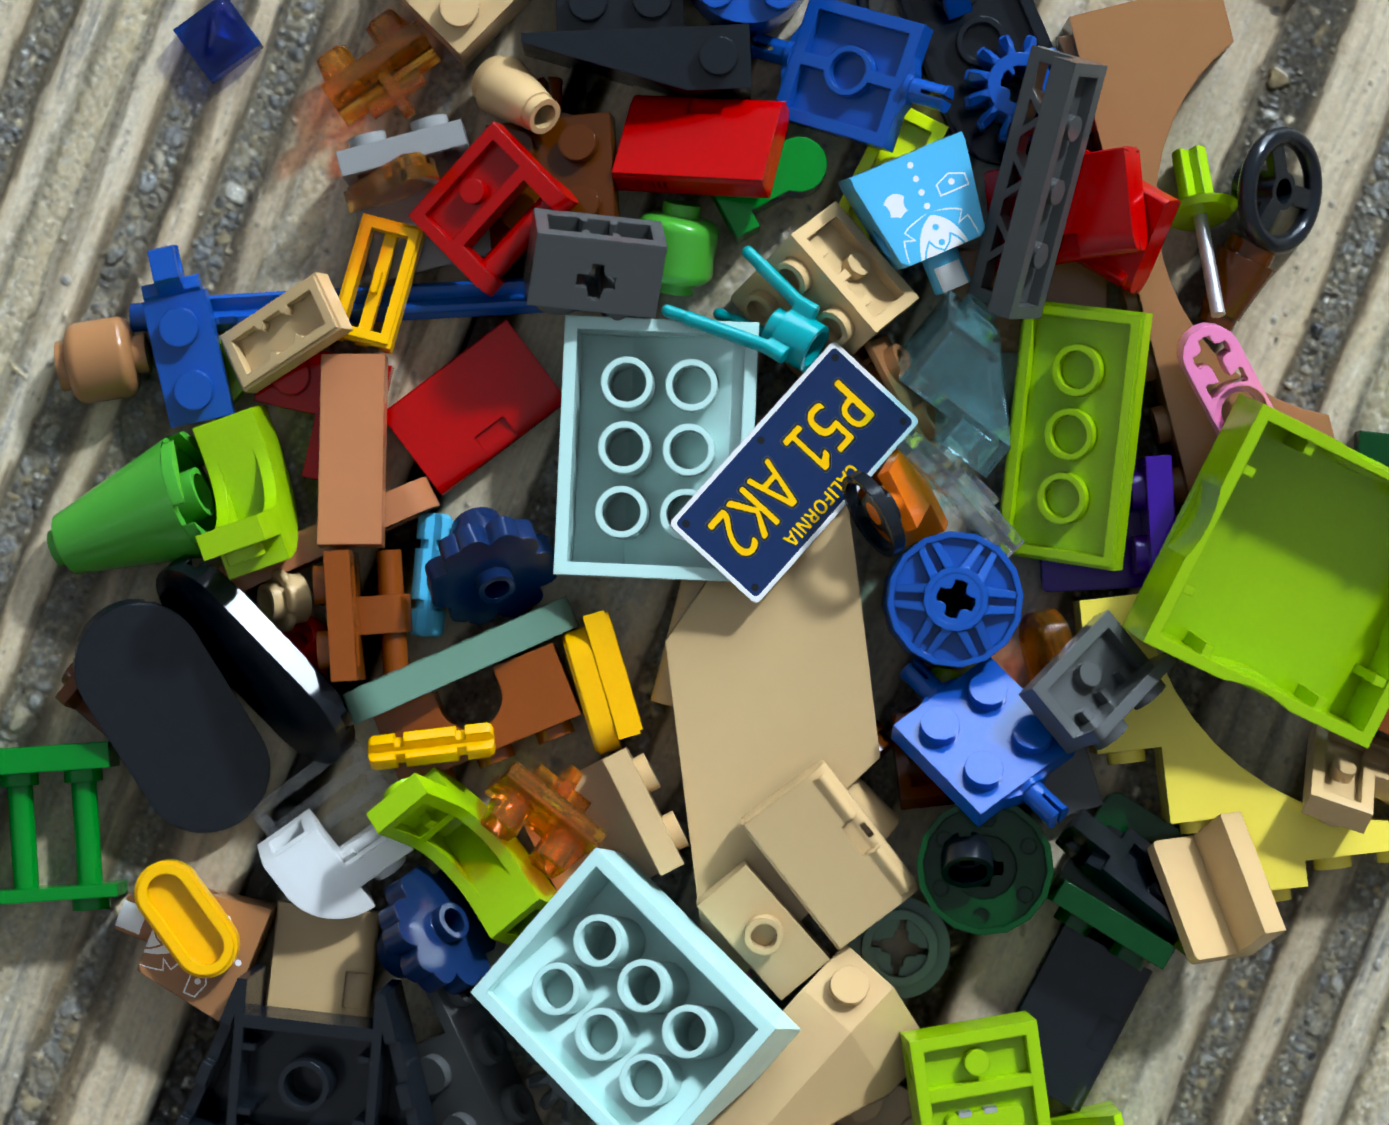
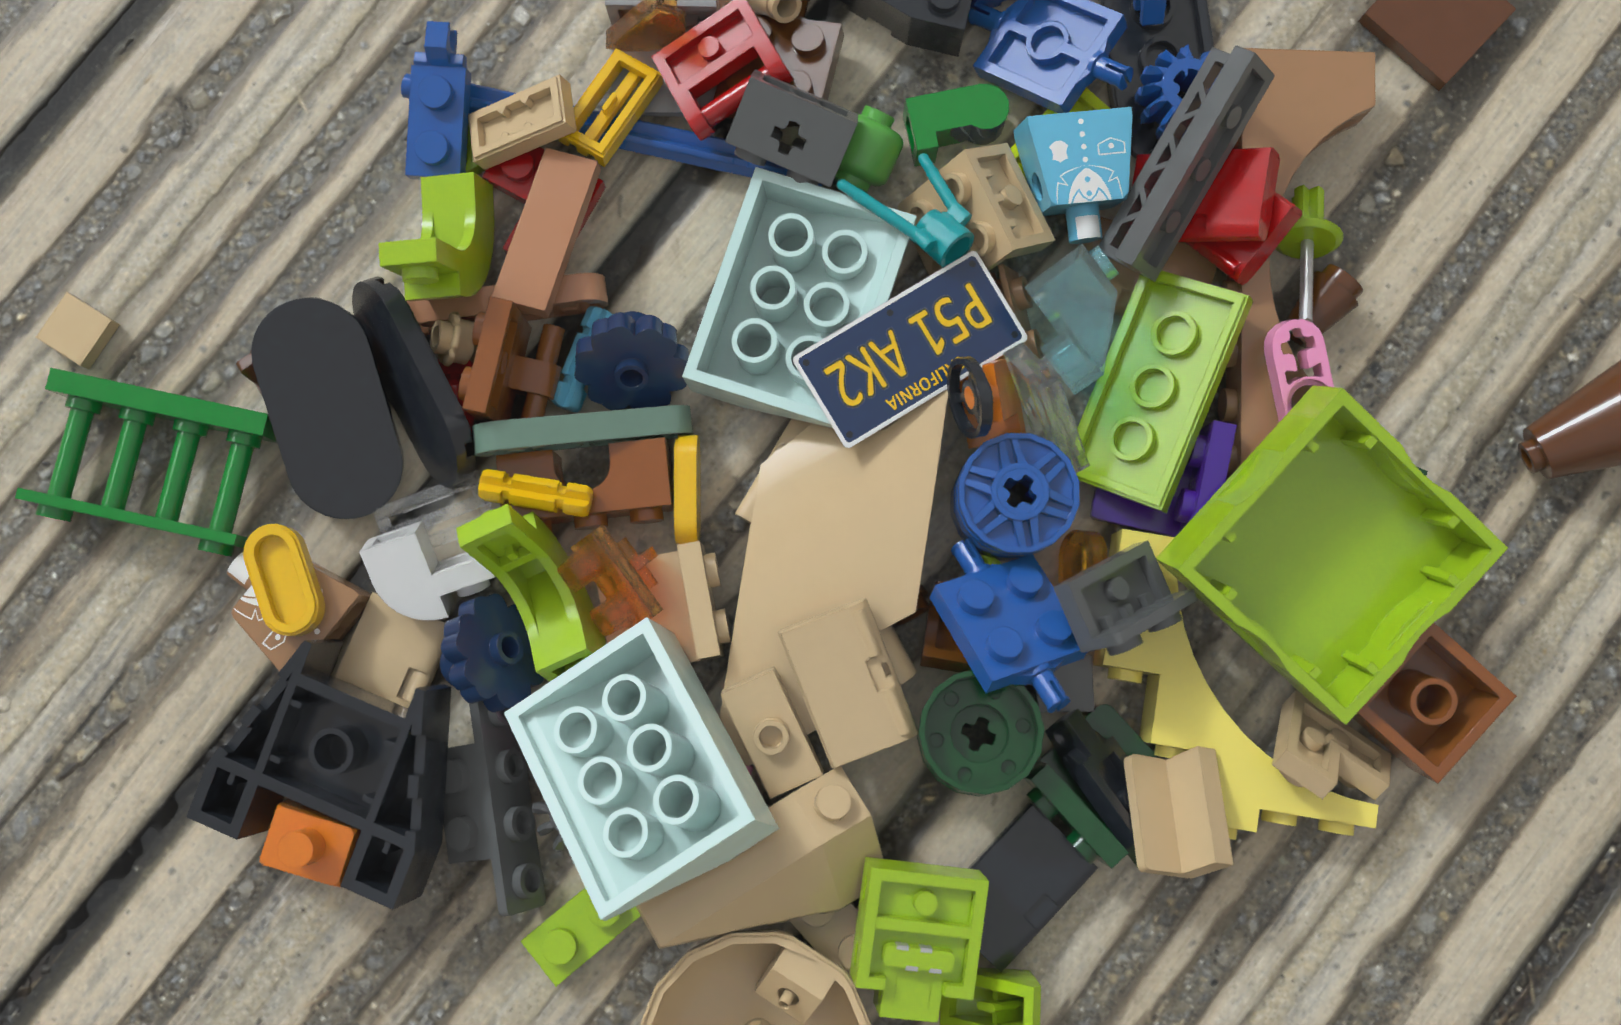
camera: 15 degrees right, 5 degrees down
(102, 360) = (367, 109): medium nougat head -> none
(139, 513) = (344, 234): bright green cone -> none
(474, 407) = (659, 233): red piece -> none
(613, 674) = (709, 481): yellow tile -> none
(701, 146) = (908, 70): red piece -> none
(923, 928) = (912, 775): sand green gear -> none
(967, 861) = (964, 733): black hinge -> none
(1269, 188) = (1374, 236): black piece -> none

